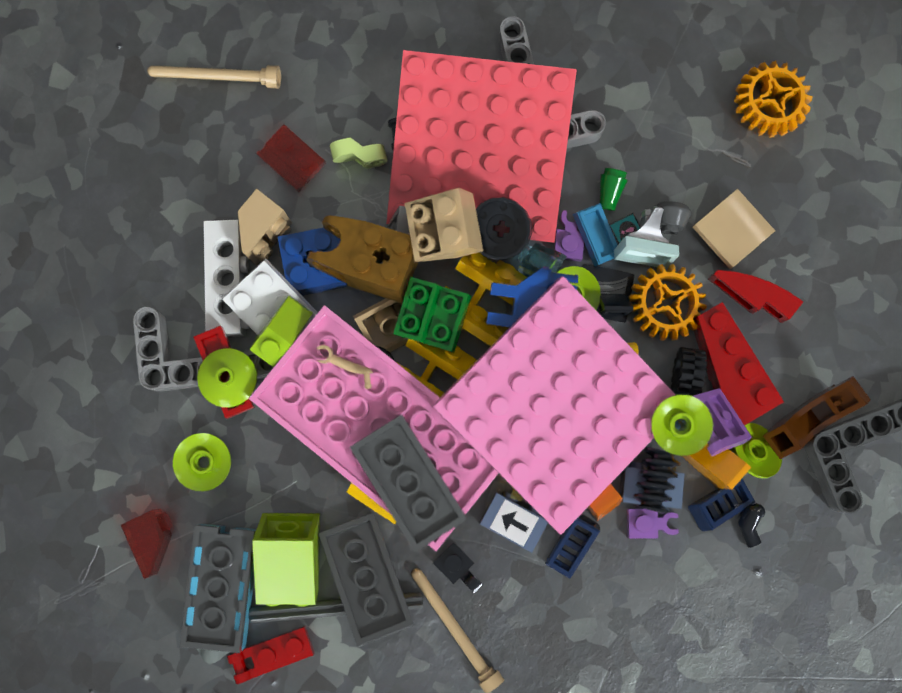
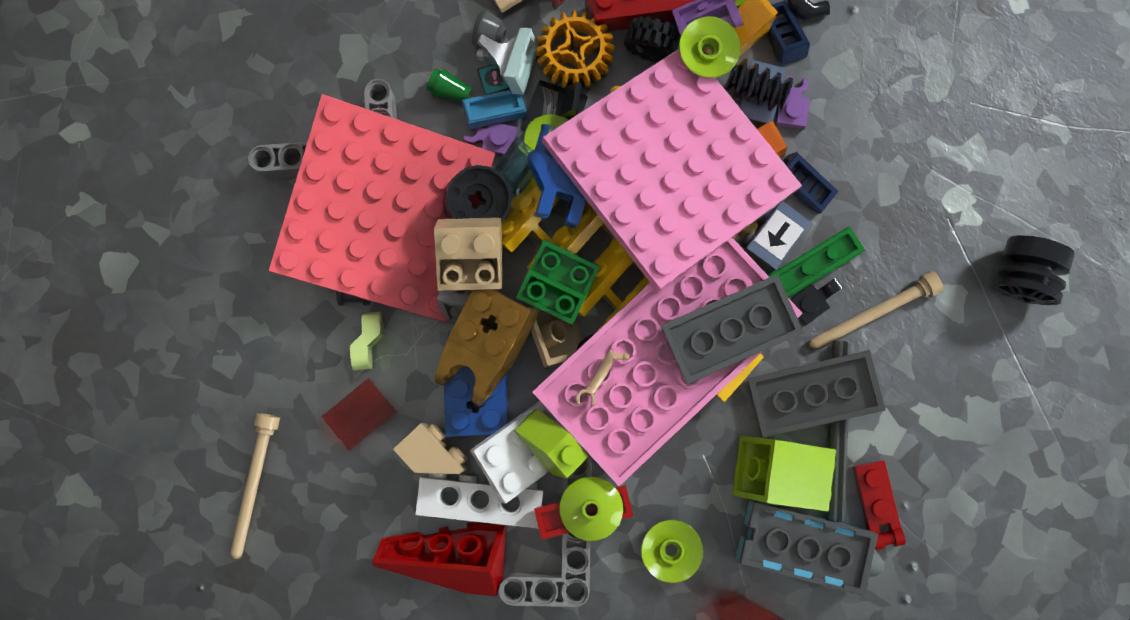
camera: 80 degrees left, 0 degrees up
(170, 266) = (457, 559): none -> red wedge
(493, 563) = (819, 261): none -> green tile

